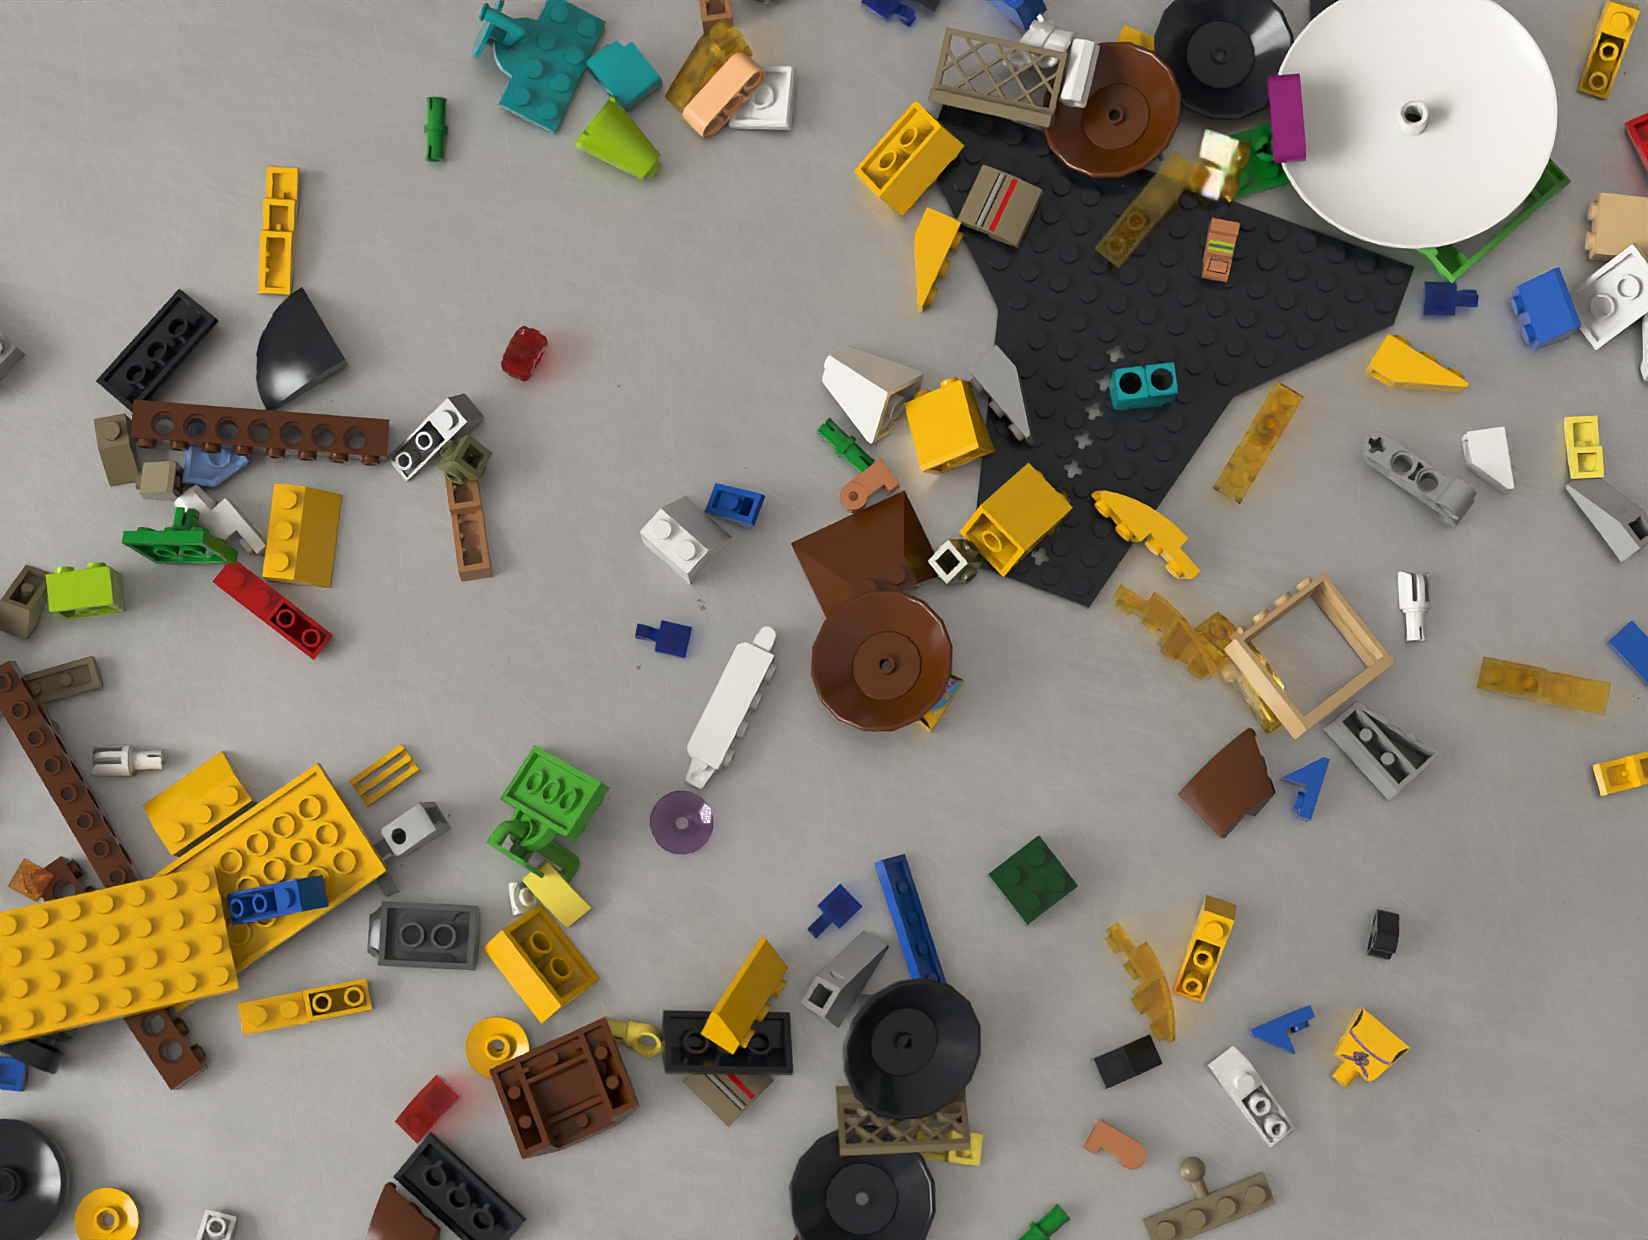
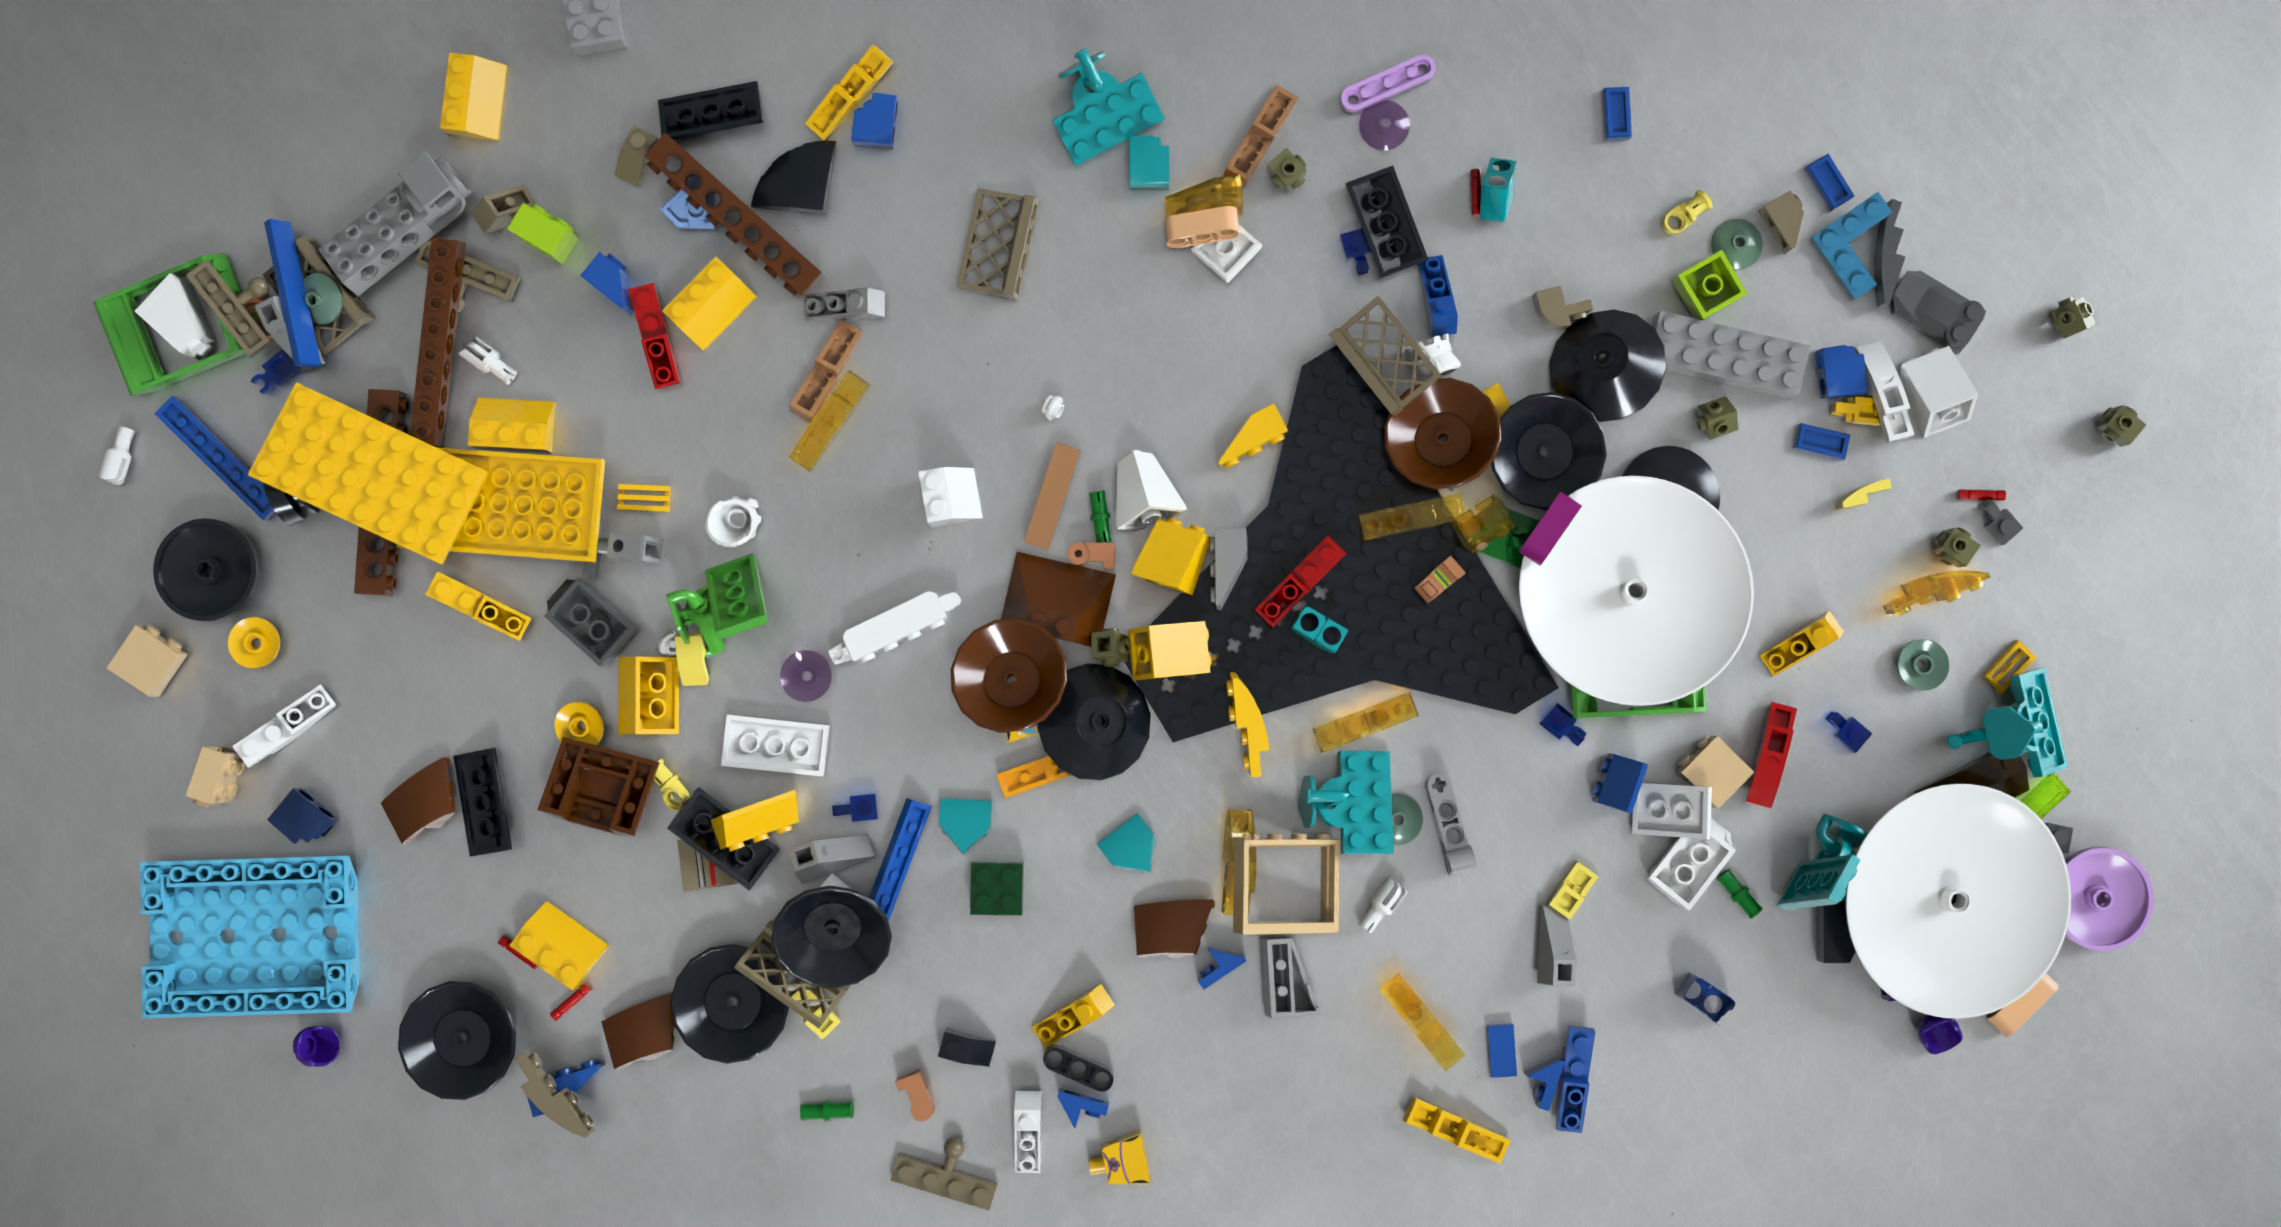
camera: 35 degrees right, 5 degrees up
(31, 880) = (367, 391): clear orange tile -> none
(160, 481) = (646, 198): dark tan slope -> none
(181, 542) = (626, 247): green plate -> none
(186, 588) = (609, 278): none -> blue slope
(222, 520) = (665, 255): white plate -> none
(277, 900) = (510, 527): blue slope -> none
(328, 237) = (876, 122): none -> blue piece
(428, 1108) = (507, 730): clear red slope -> none
(435, 129) = (1000, 104): green pin -> none
(463, 459) = (854, 335): olive brick -> none
(491, 728) = (732, 521): none -> white hair
(508, 558) = (829, 420): none -> clear yellow slope
(524, 353) = (941, 296): clear red gear -> none
(562, 249) = (1019, 242): none -> dark tan fence
(619, 141) = (1110, 205): lime cone -> none
(670, 639) = (891, 552): clear blue plate -> none
(704, 914) = (775, 745): none -> white plate
(716, 377) = (1053, 407): none -> white plate
(735, 505) = (998, 499): blue slope -> none
(783, 461) = (1052, 495): none -> medium nougat slope
(908, 158) = (1287, 362): yellow slope -> none
(948, 842) = (965, 821): none -> teal slope
(977, 746) = (1029, 776): none -> light orange hinge
(997, 674) = (1071, 728): none -> black dish
(1000, 205) = (1321, 439): dark tan slope -> none
(1079, 73) = (1440, 393): white axle -> none
(1088, 354) = (1300, 581): none -> red slope
(1127, 739) = (1130, 846): none -> teal slope
(1153, 993) = (1017, 1017): clear yellow slope -> none
(1179, 637) = (1214, 807): clear yellow slope -> none
(1265, 988) = (1087, 1077): none -> black beam
(1313, 521) = (1359, 802): none -> teal plate
(1351, 524) = (1412, 819): none -> sand green dish
(1384, 934) = (1193, 1097): black piece -> none
(1406, 368) = (1498, 747): yellow slope -> none
(1488, 457) = (1506, 848): white slope -> none

